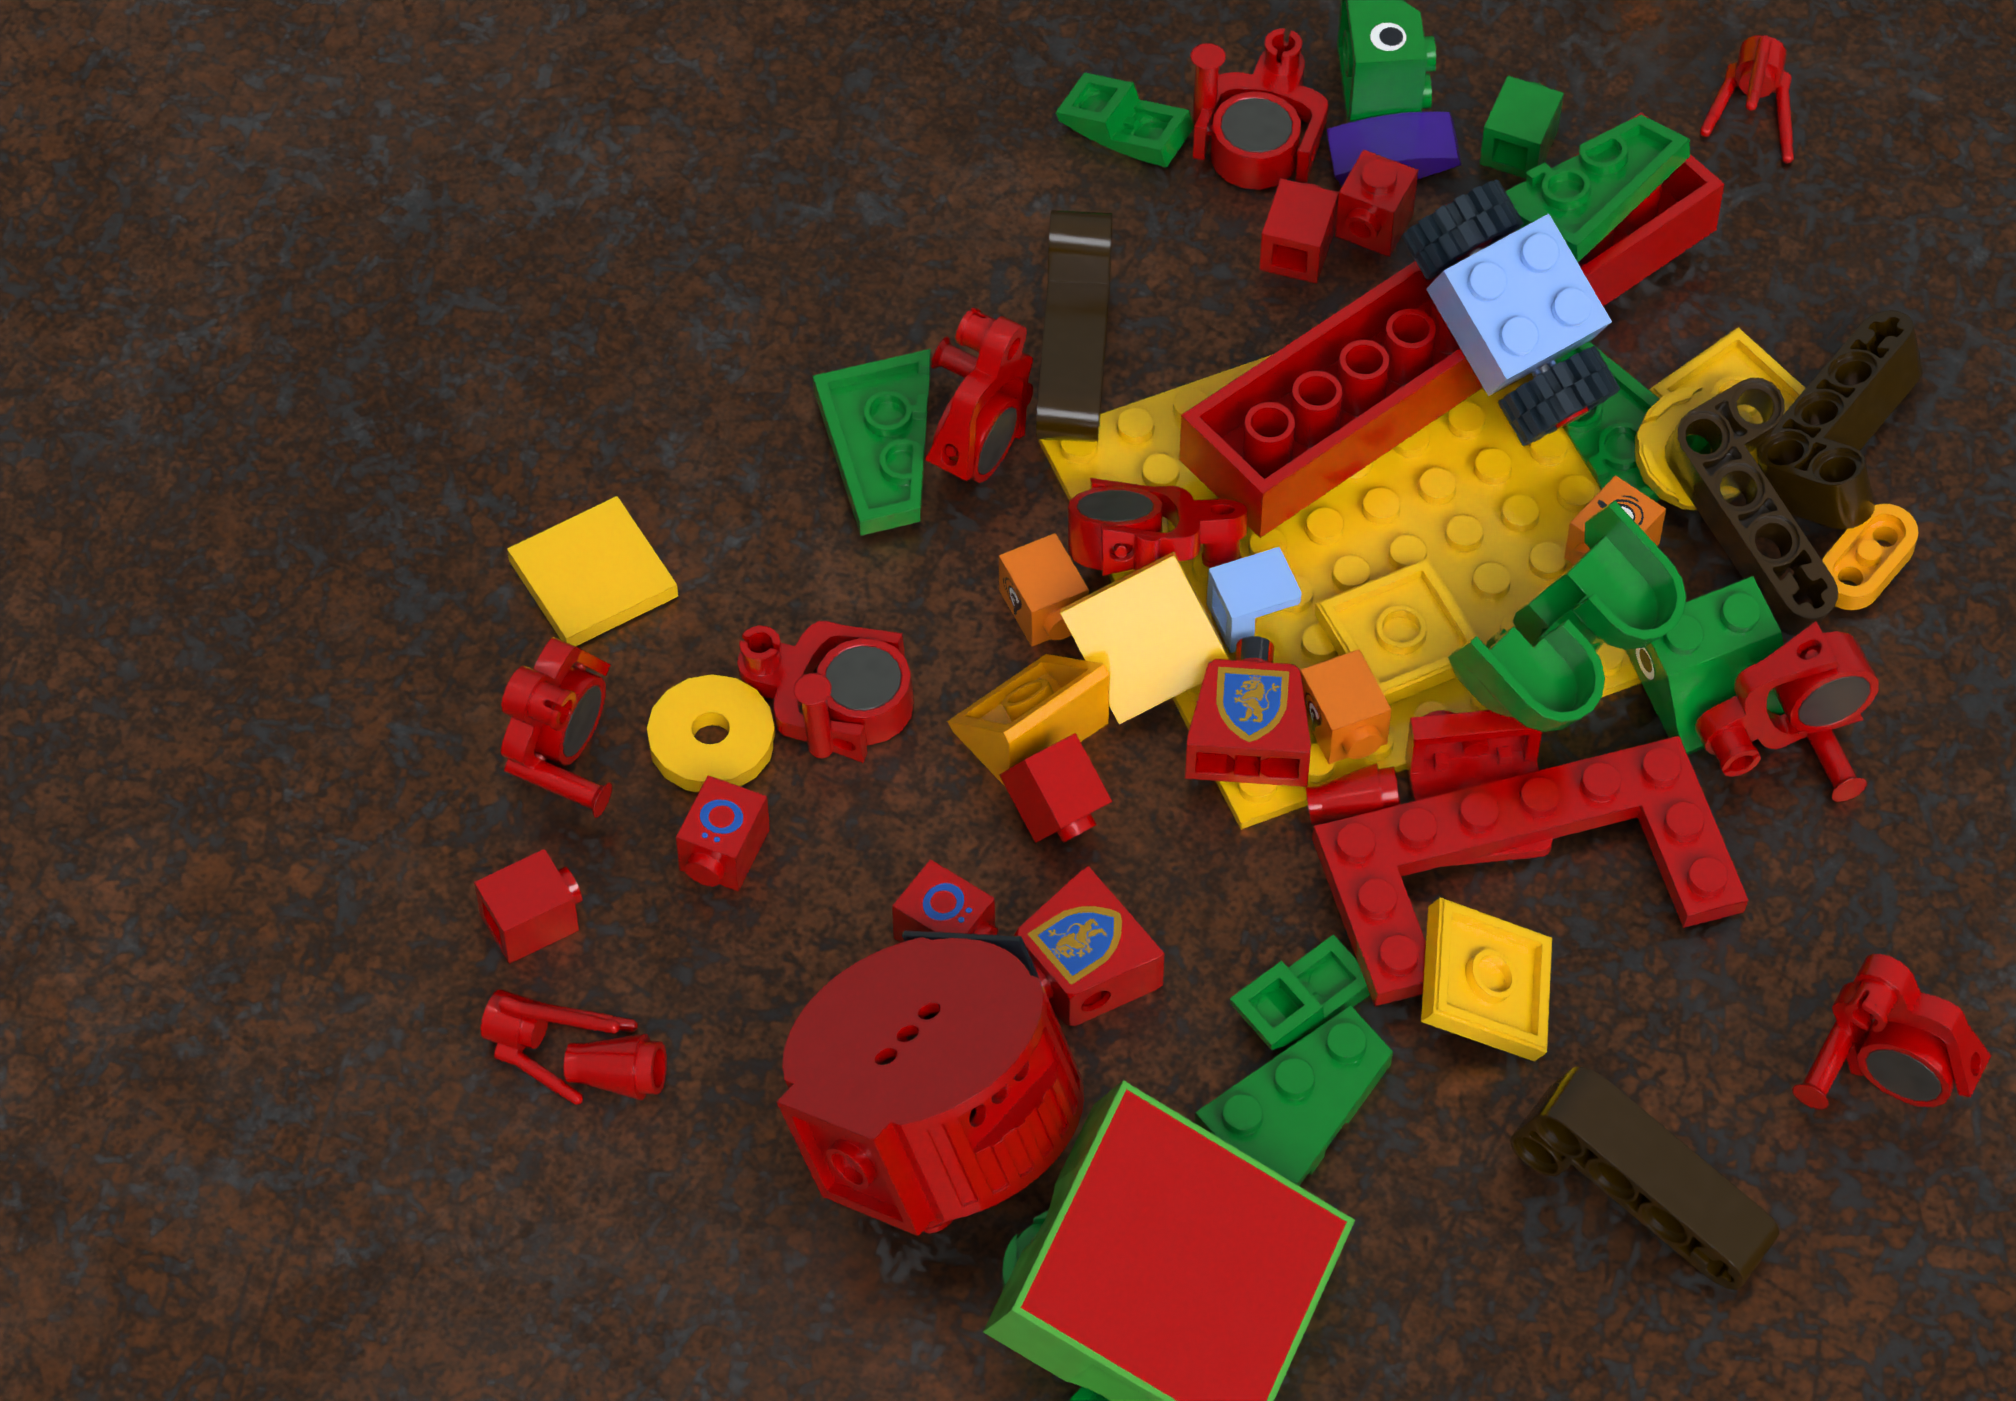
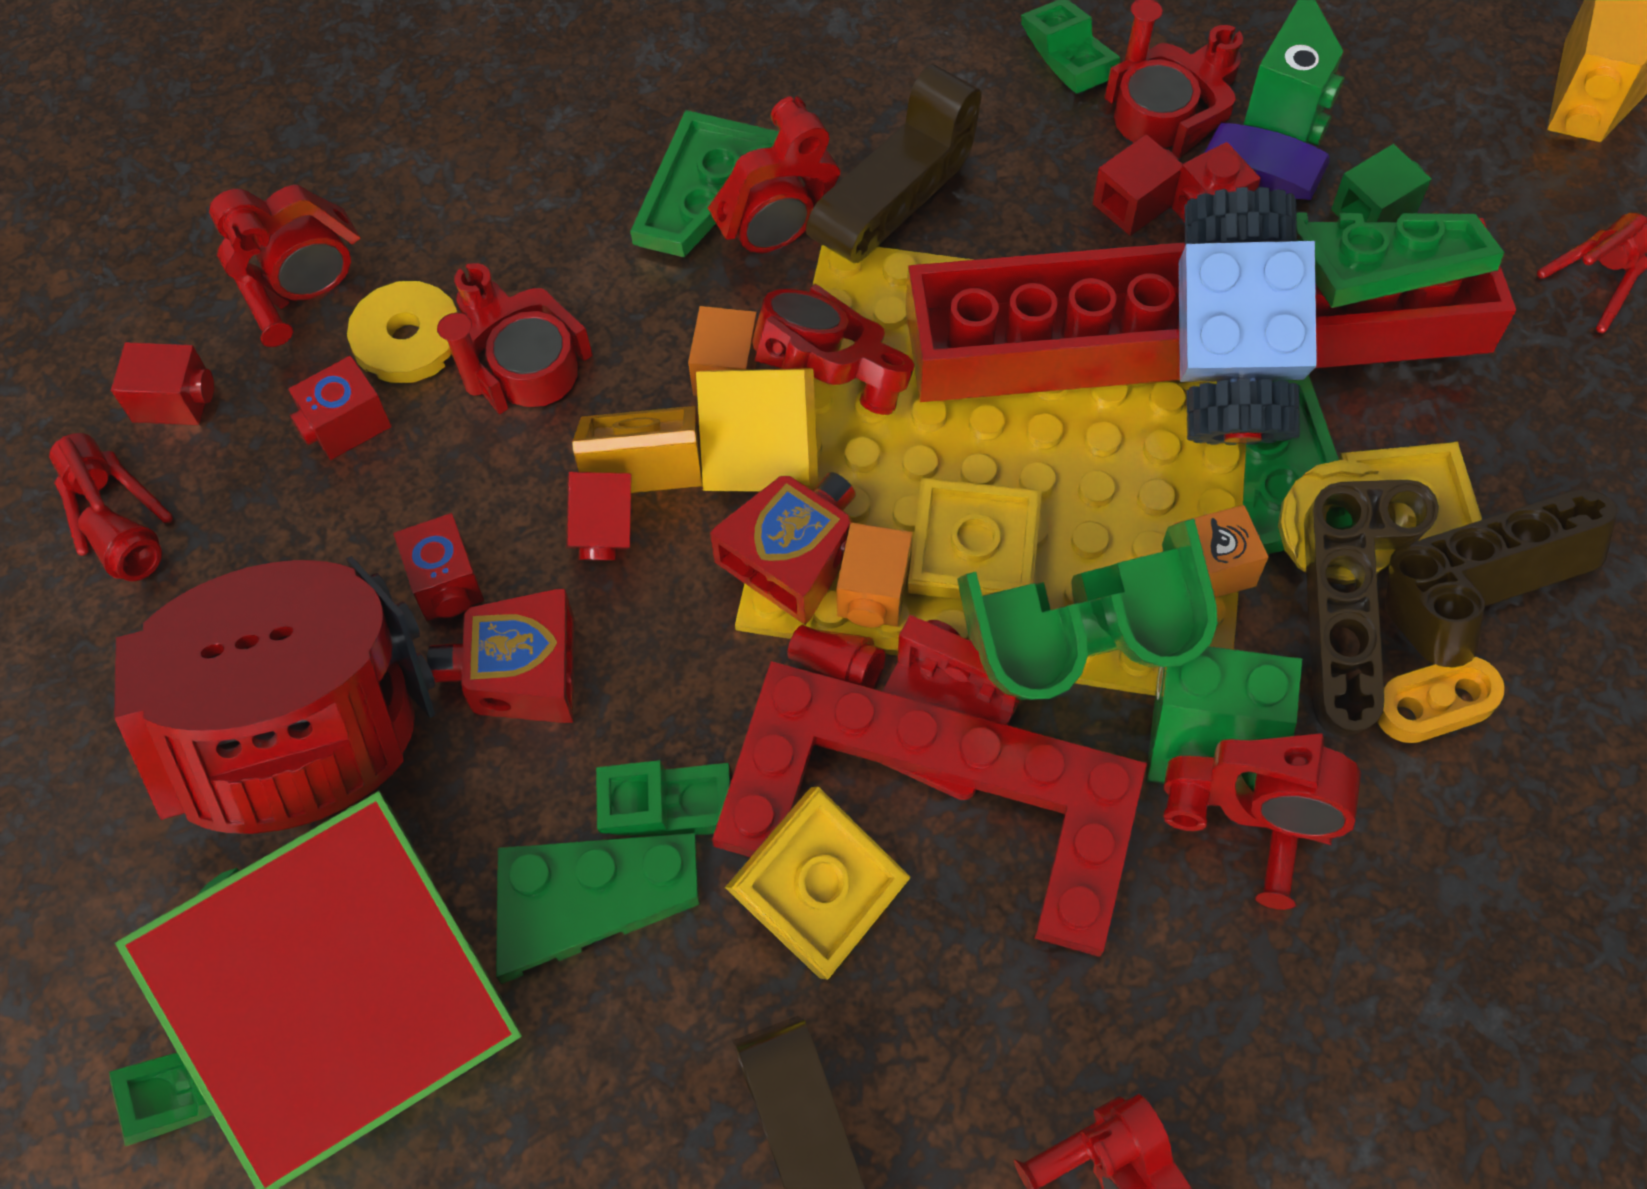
camera: 35 degrees right, 5 degrees up
(592, 572) = (426, 173): yellow tile -> none
(1248, 590) = (870, 437): light blue panel -> none

